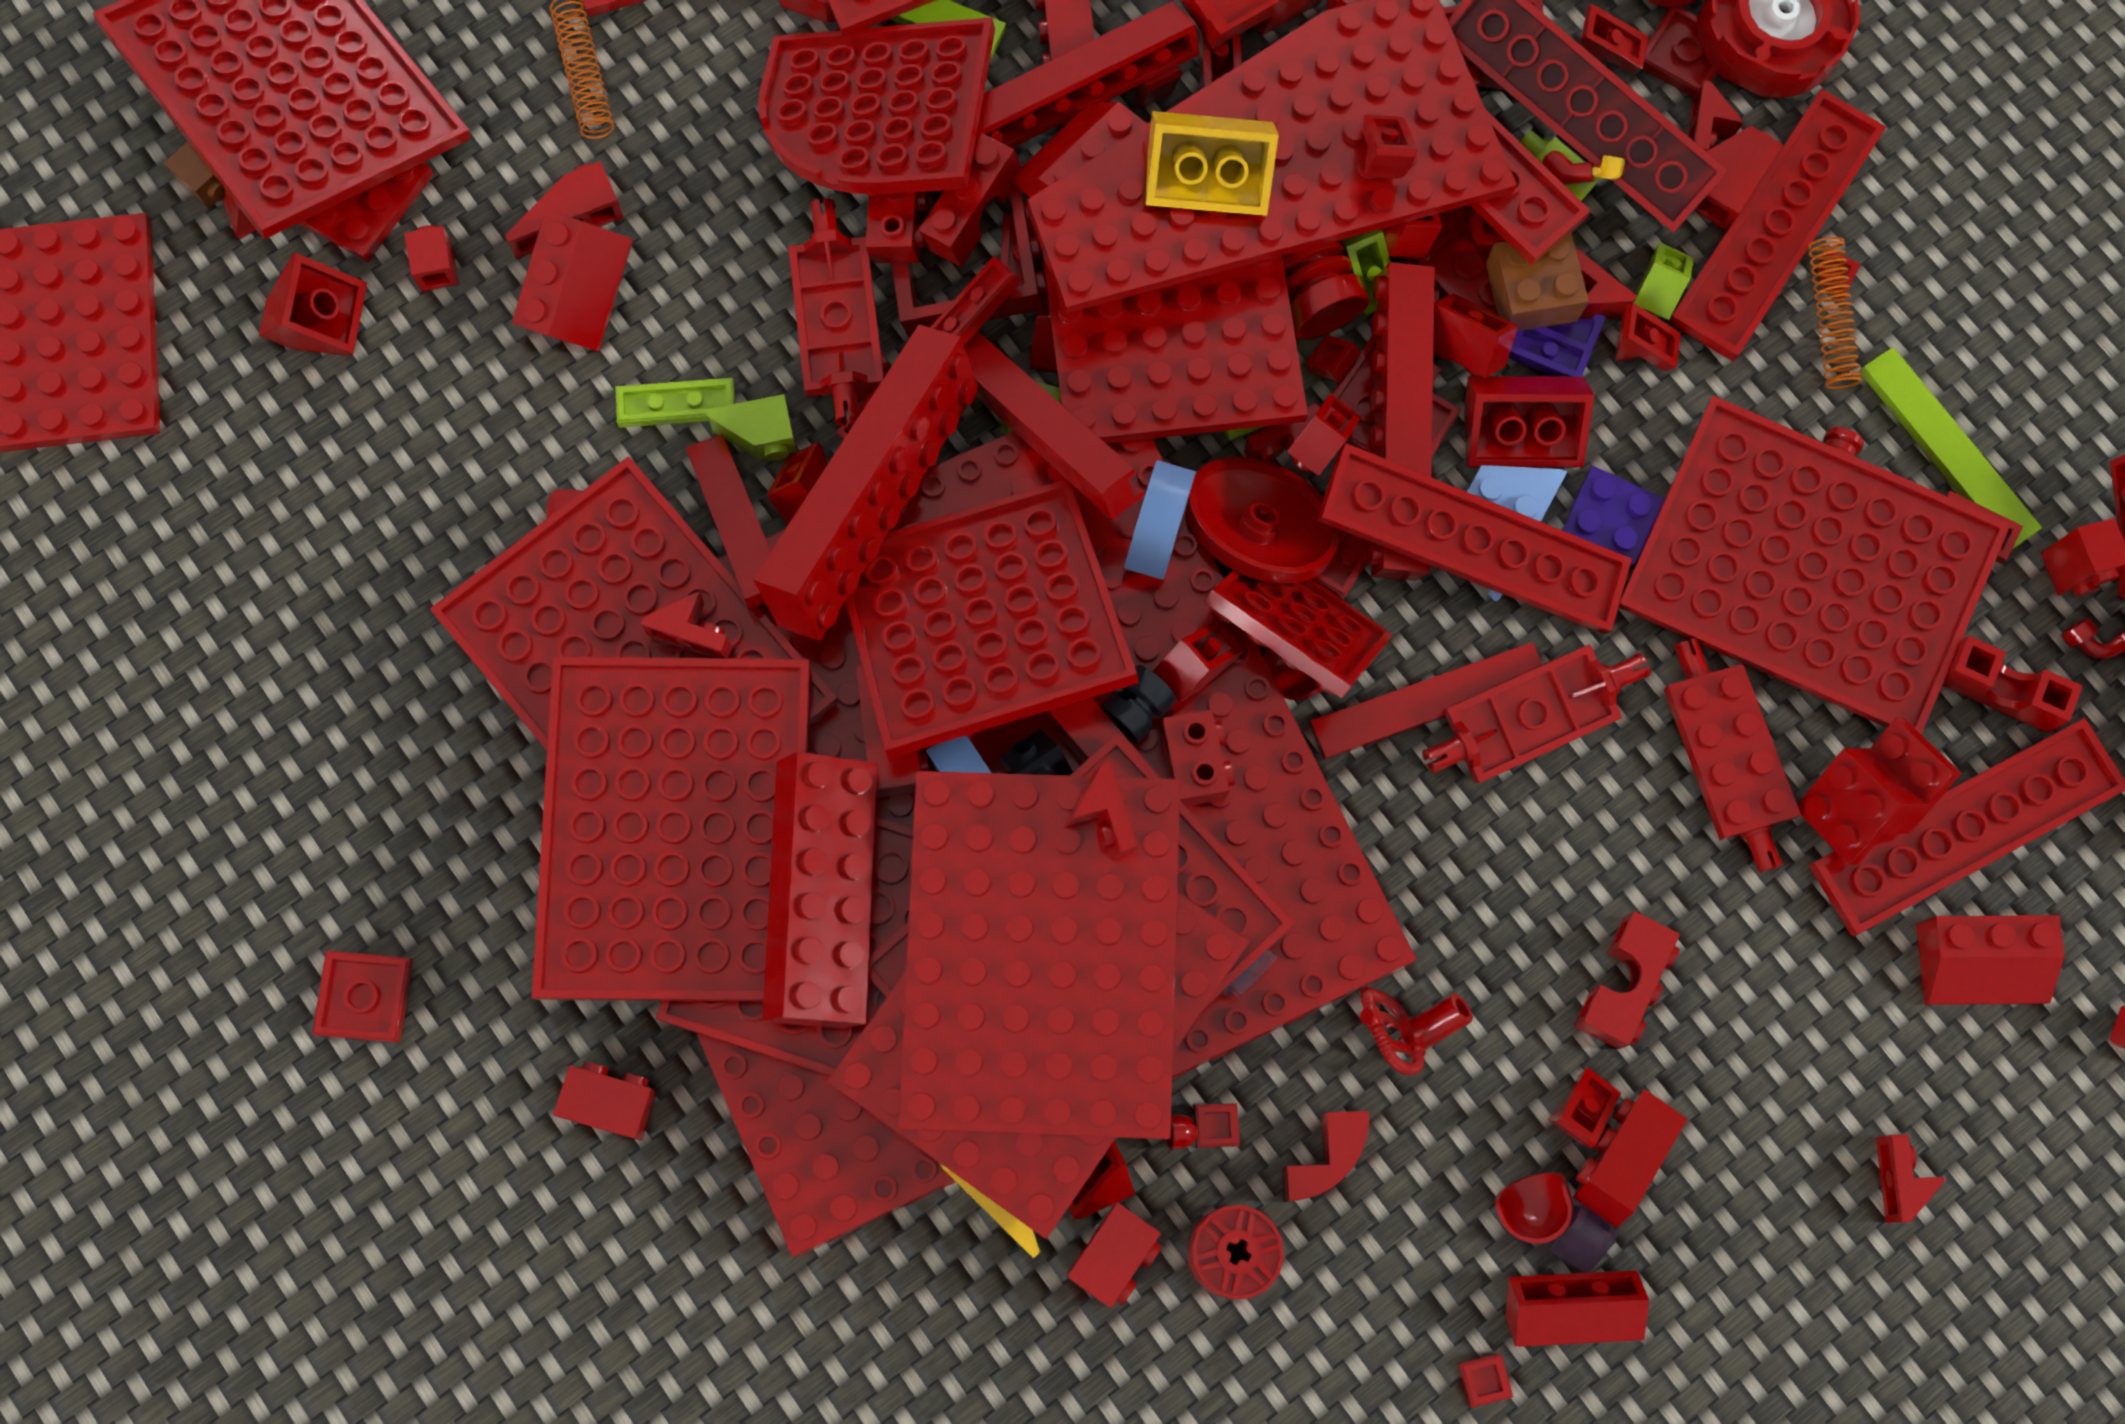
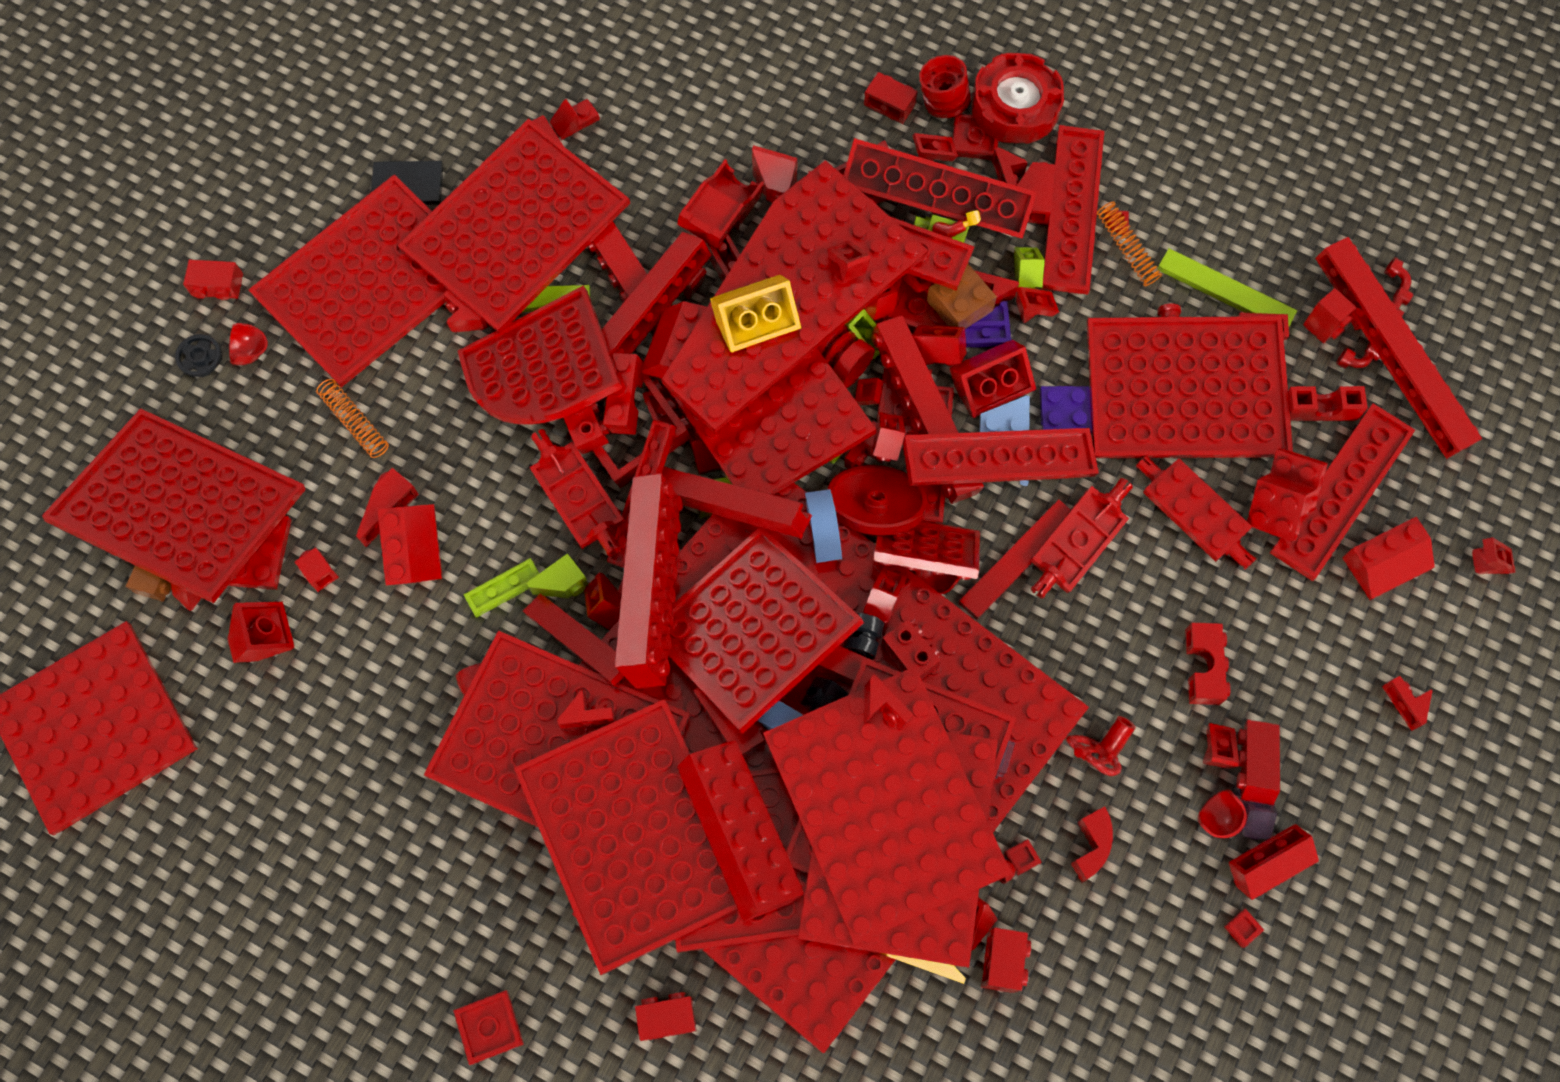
camera: 20 degrees left, 5 degrees down
(1210, 1259) = (1060, 935): red wheel -> none

